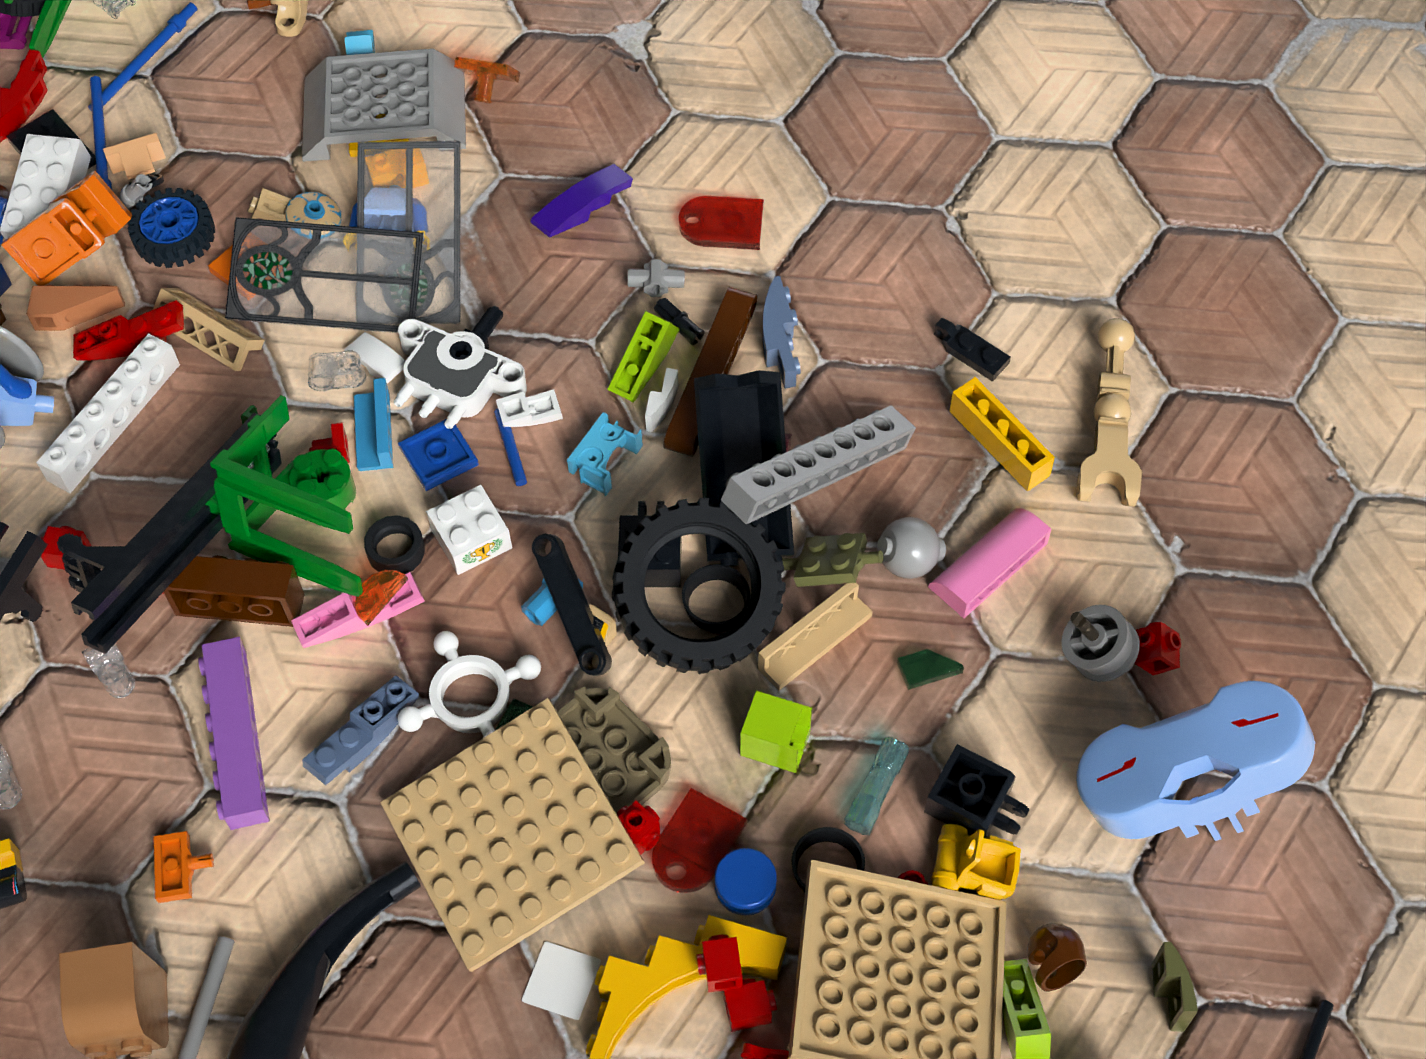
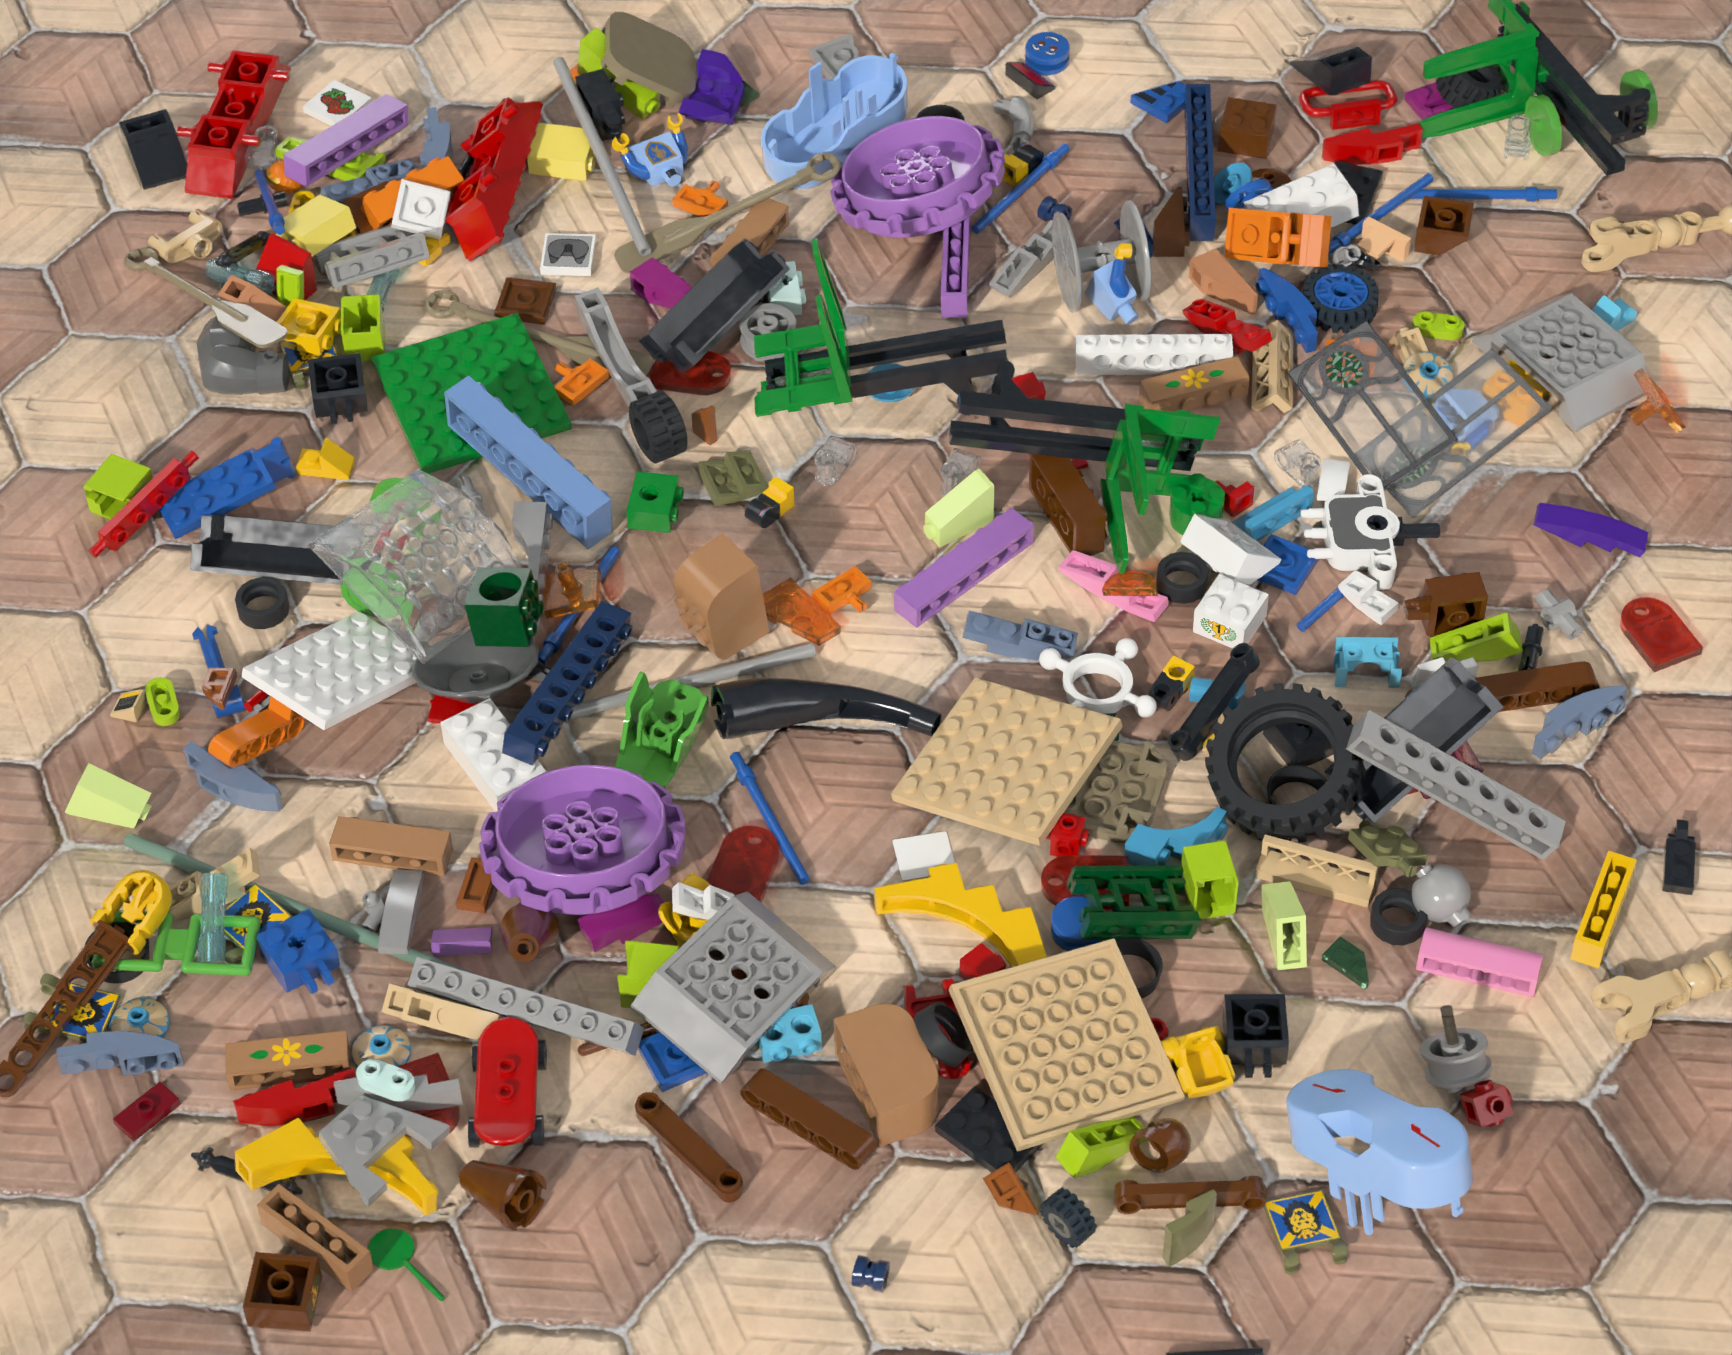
camera: 60 degrees right, 10 degrees down
(141, 268) = (1289, 304): none -> blue slope
(161, 102) = (1442, 225): none -> reddish brown slope
(165, 693) = (961, 510): none -> yellowish green slope
(169, 925) = (800, 612): none -> clear orange wing
(177, 403) = (1195, 386): none -> medium nougat brick
(265, 173) = (1439, 325): none -> lime plate
(396, 487) = (1228, 549): none -> white slope
(515, 628) = (1172, 683): none -> leg
(596, 349) = (1449, 603): none -> reddish brown hinge
(700, 759) = (1155, 846): none -> dark azure arch
(720, 963) = (995, 925): red brick -> none
(785, 823) = (1132, 921): none -> dark green fence
(860, 695) = (1285, 925): none -> yellowish green slope
(867, 804) = (1195, 972): clear light blue axle -> none
(903, 618) = (1396, 934): none -> black tyre
(1095, 1020) = (1132, 1196): none -> reddish brown piece
(1200, 882) = (1302, 1224): none -> flag

